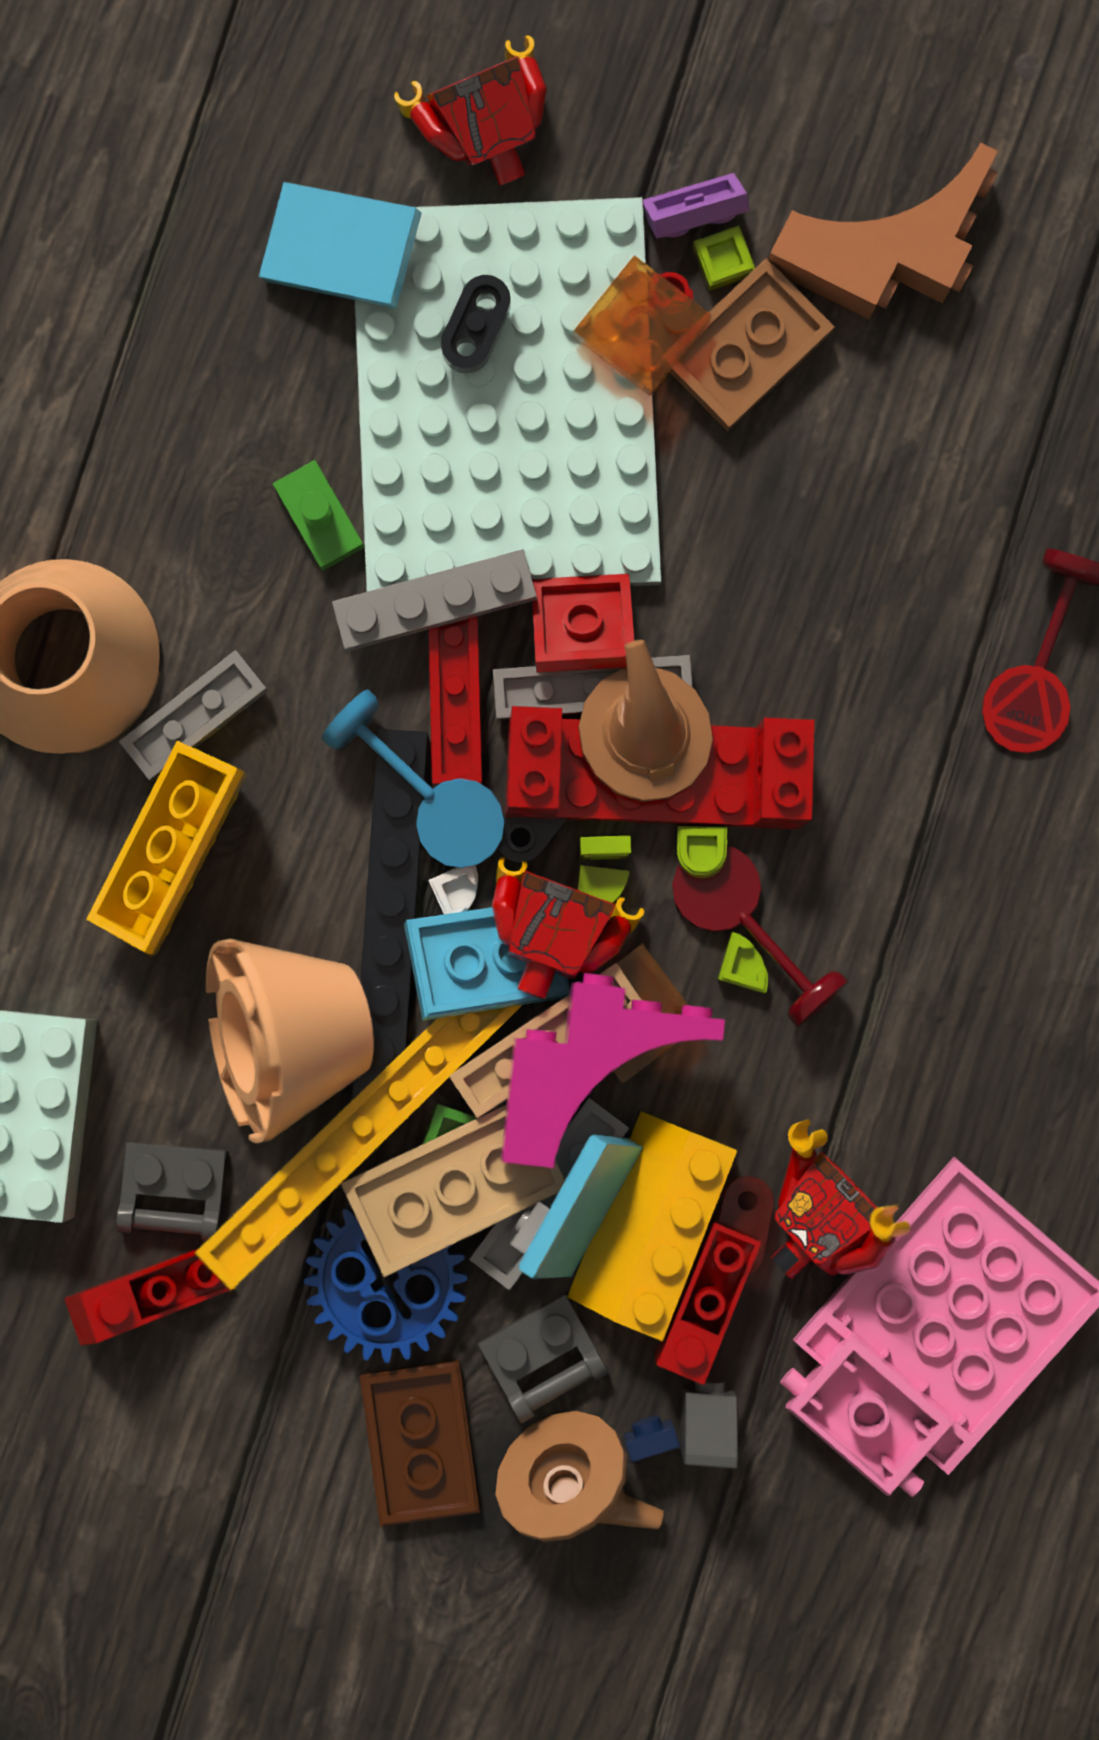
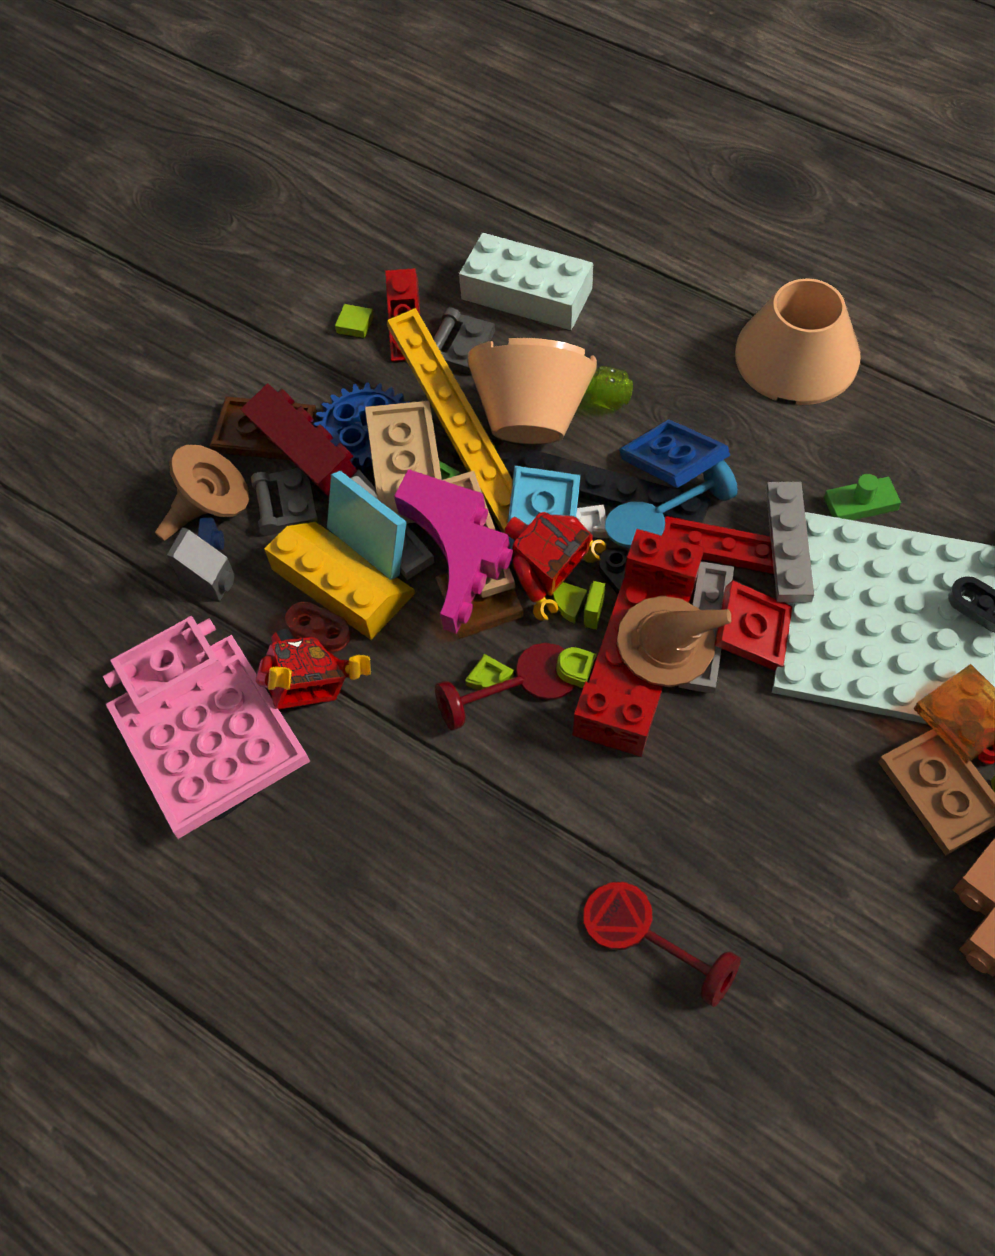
camera: 115 degrees right, 25 degrees down
(166, 847) = (661, 368): yellow slope -> none
(171, 1376) = (354, 321): none -> lime tile
(194, 714) = (744, 405): light grey plate -> none
(213, 917) = (610, 388): none -> clear neon green head
(326, 795) = (674, 453): none -> blue tile
(454, 1366) = (297, 438): none -> dark red brick
(707, 1303) = (273, 583): red slope -> none

